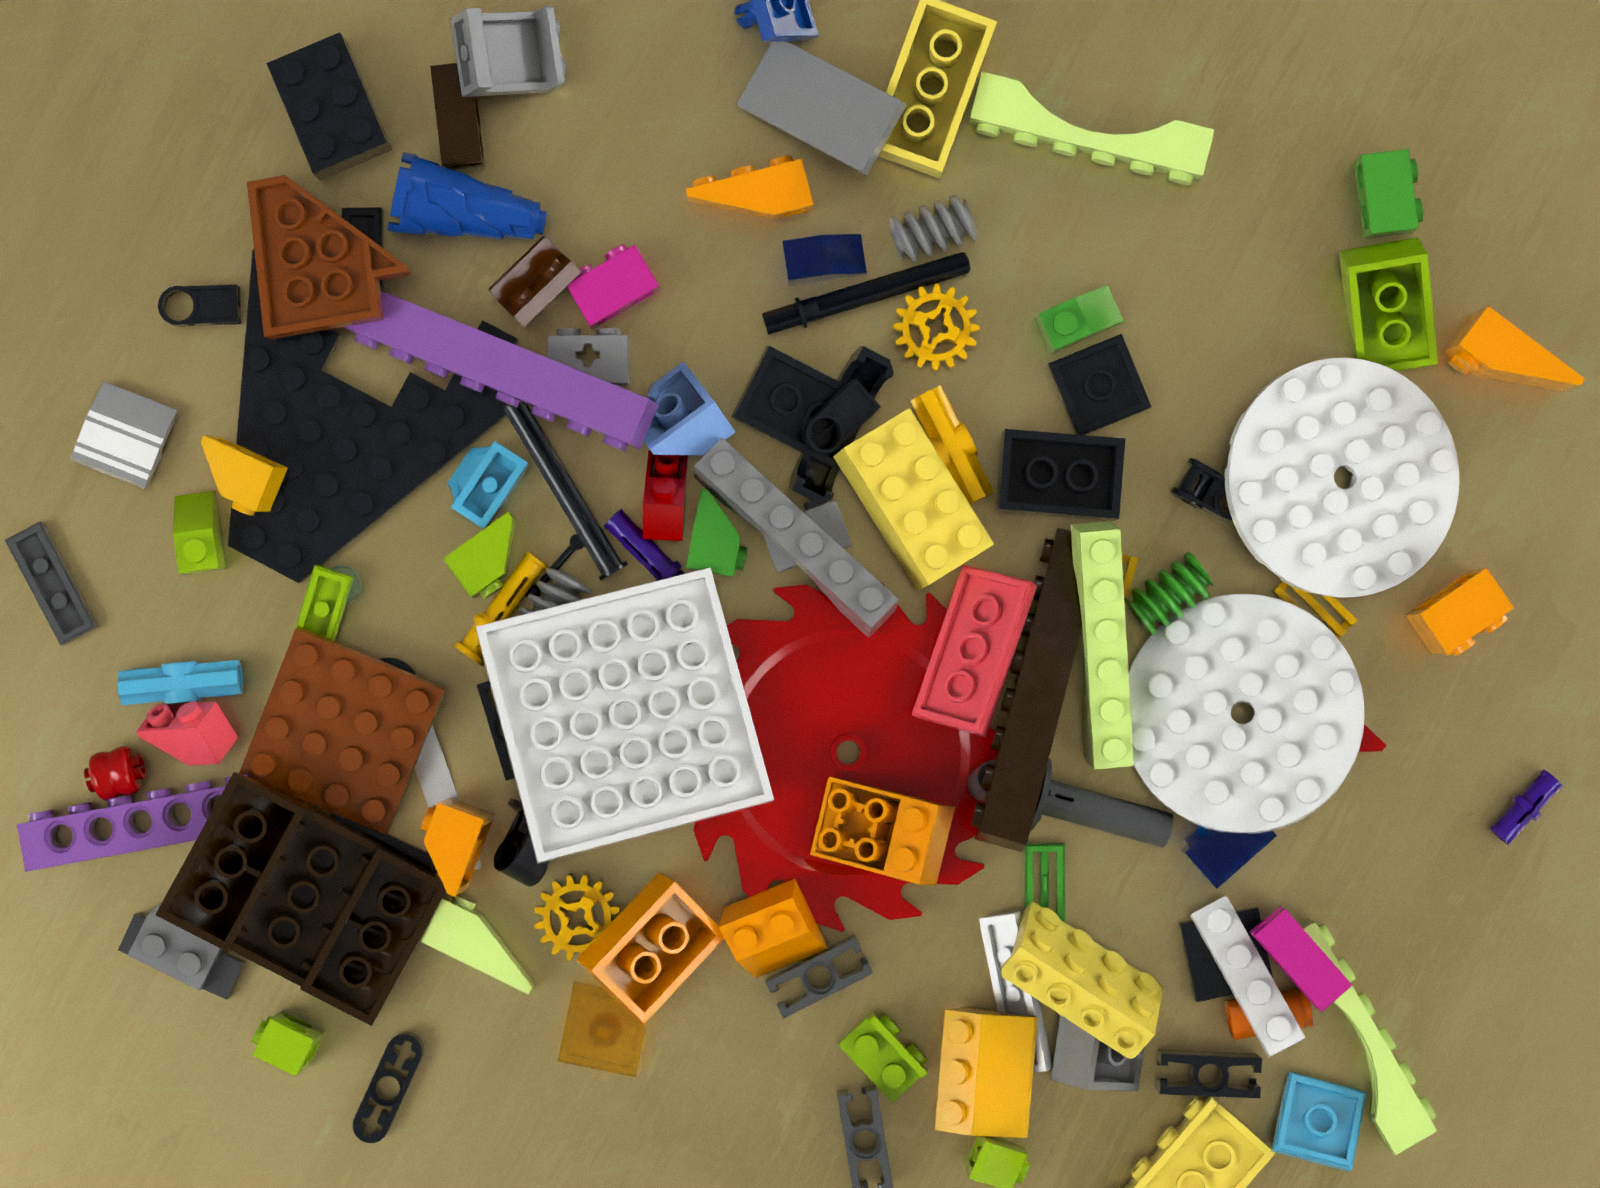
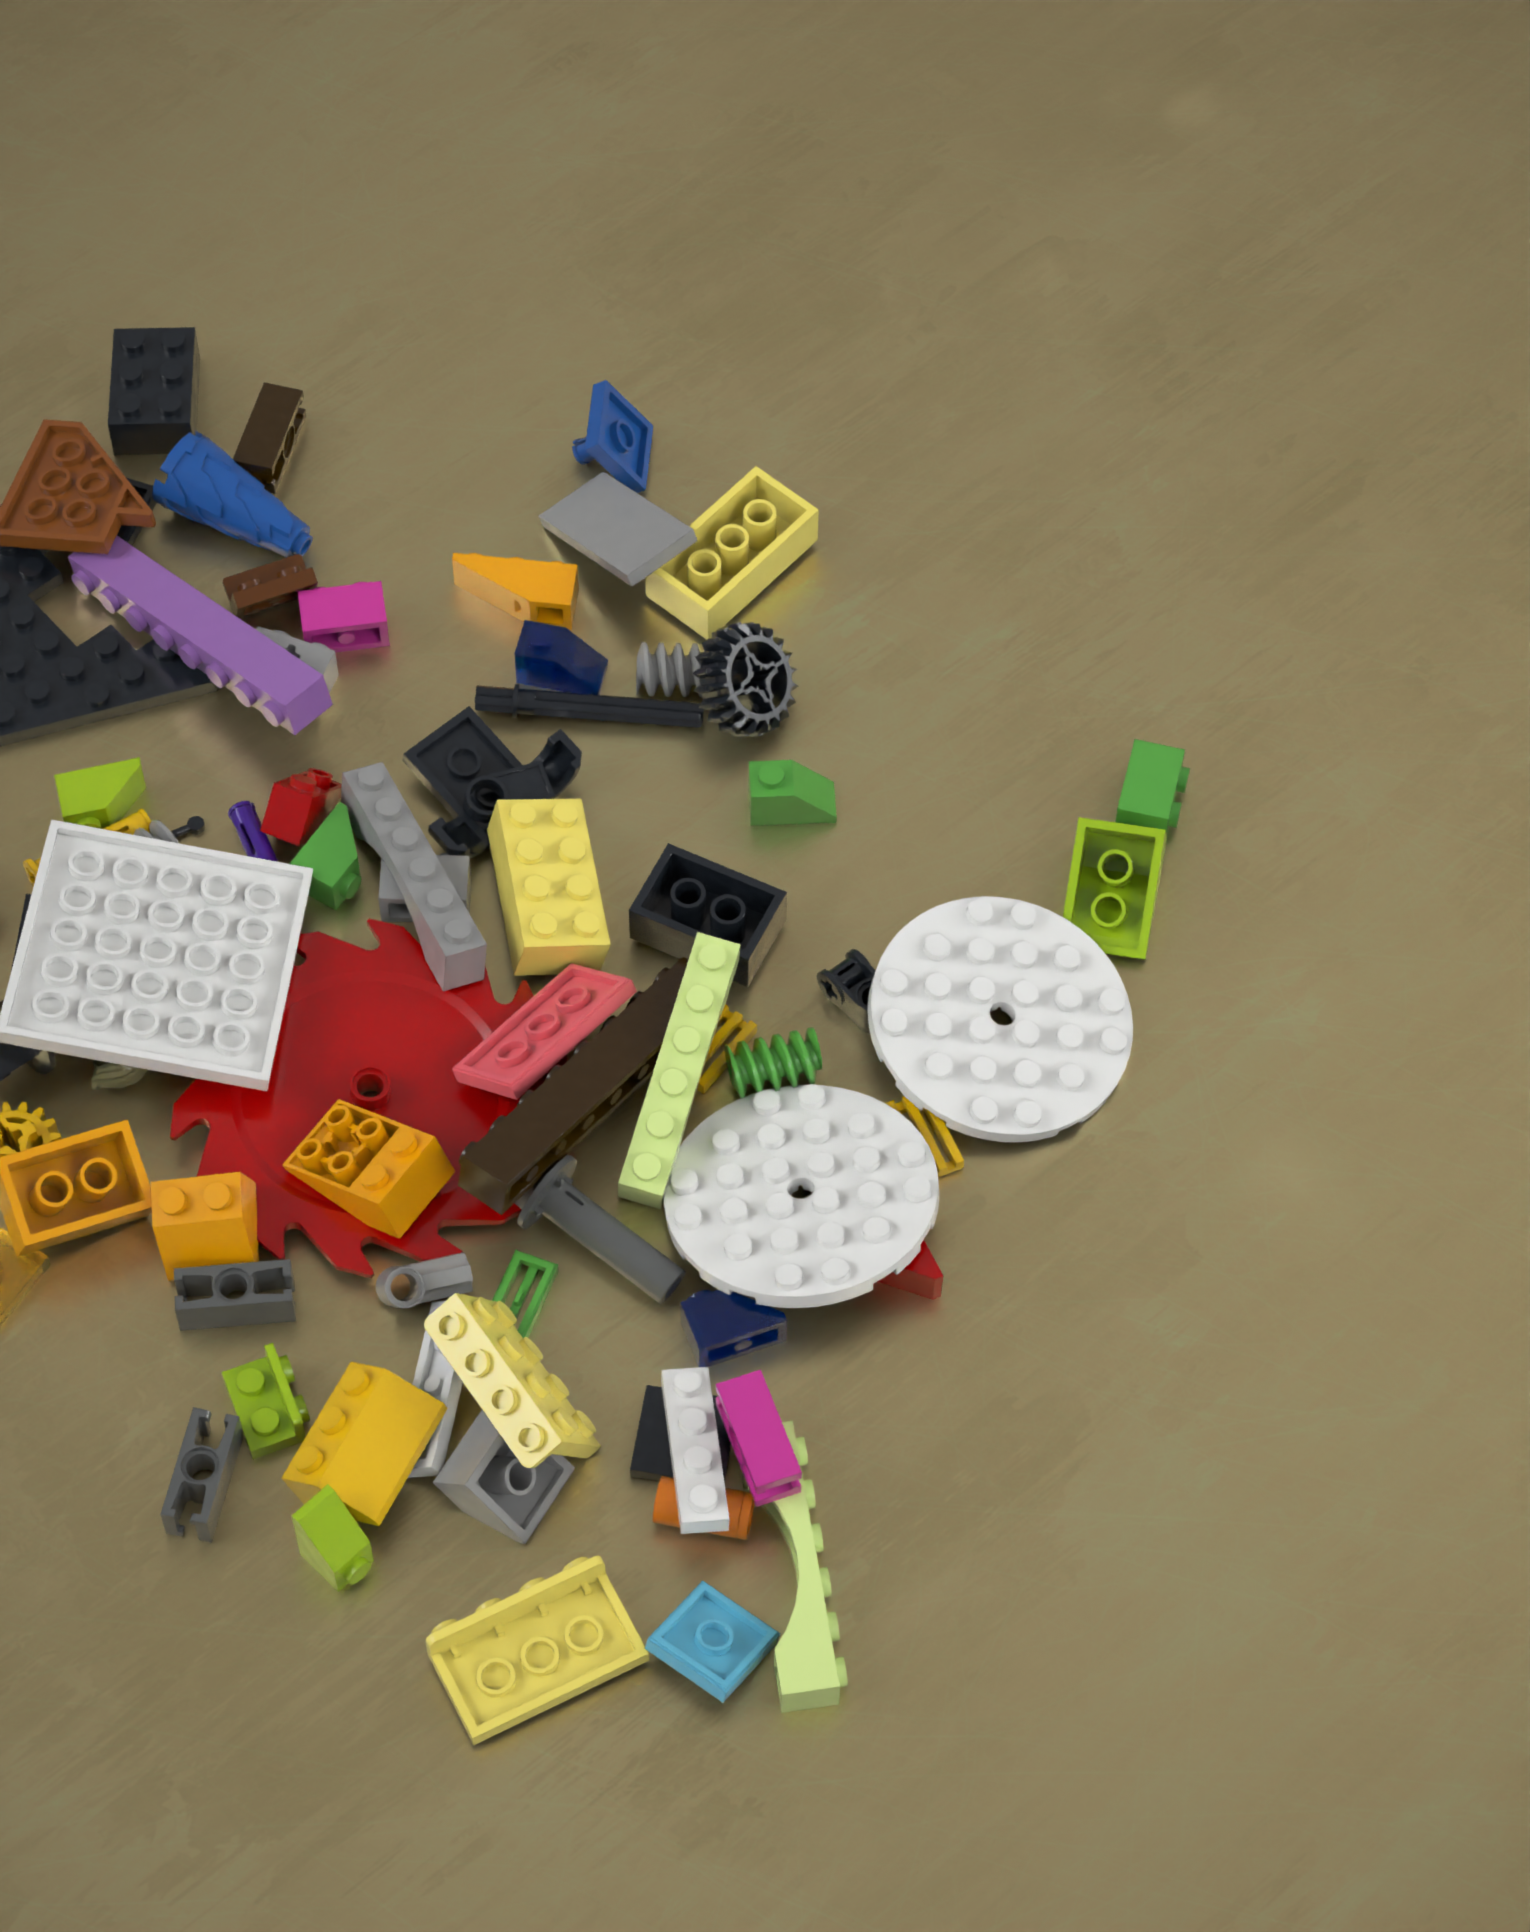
camera: 20 degrees right, 30 degrees down
(485, 482) = (144, 734): medium azure slope -> none
(507, 52) = (341, 398): light grey panel -> none
(564, 489) = (205, 762): black axle -> none
(685, 416) = (355, 741): light blue slope -> none
(952, 443) = (612, 858): yellow piece -> none
(953, 335) = (643, 755): yellow gear -> none
(957, 915) = (428, 1280): none -> light grey piece
(1001, 227) = (745, 679): none -> black gear
(1099, 385) = (791, 860): black tile -> none
(1171, 149) = (942, 681): yellowish green arch -> none
(1217, 1088) = (608, 1525): black piece -> none
(1460, 612) = (1073, 1175): light orange brick -> none
(1502, 352) = (1218, 961): light orange slope -> none
(1526, 807) = (1055, 1412): dark purple pin -> none

